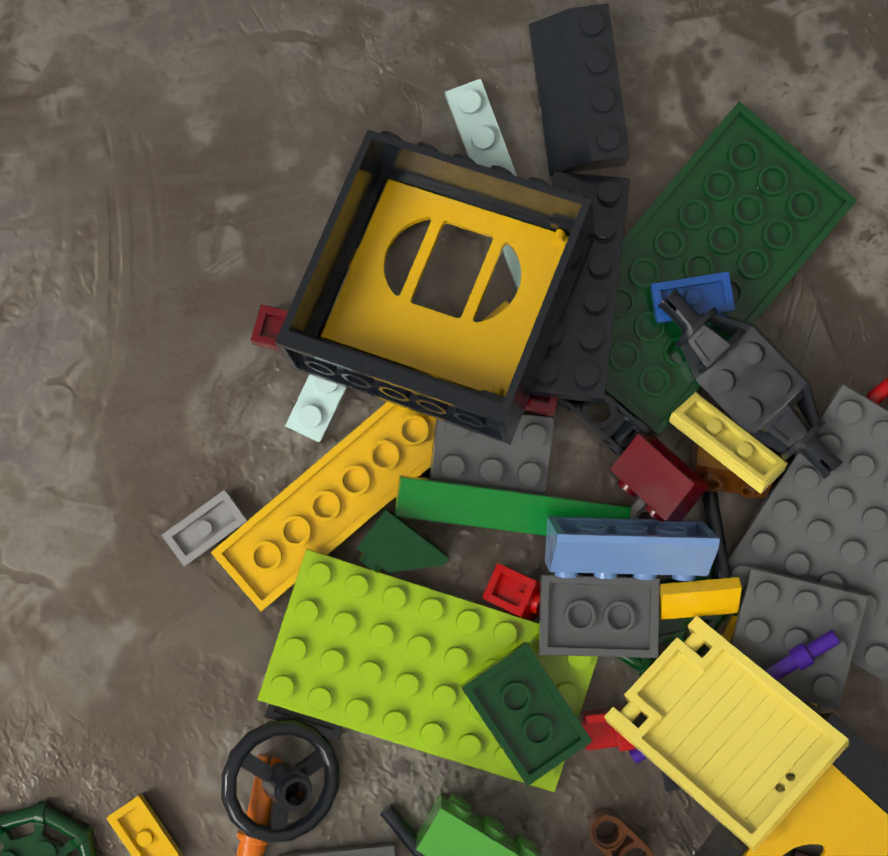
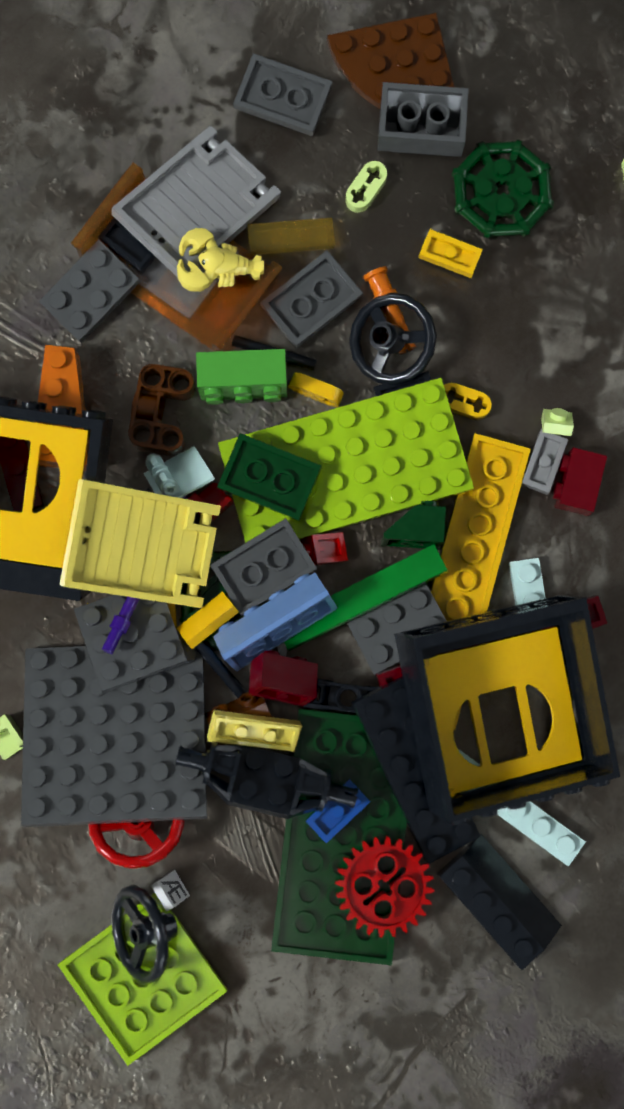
camera: 150 degrees right, 5 degrees down
(159, 562) = (557, 422): none -> yellowish green plate
(181, 479) = (579, 481): none -> dark red brick
(237, 660) = (469, 395): none -> yellow beam
(404, 779) = (316, 389): none -> yellow beam
(624, 784) = (179, 474): none -> light aqua hinge
(688, 151) = (402, 907): none -> red gear

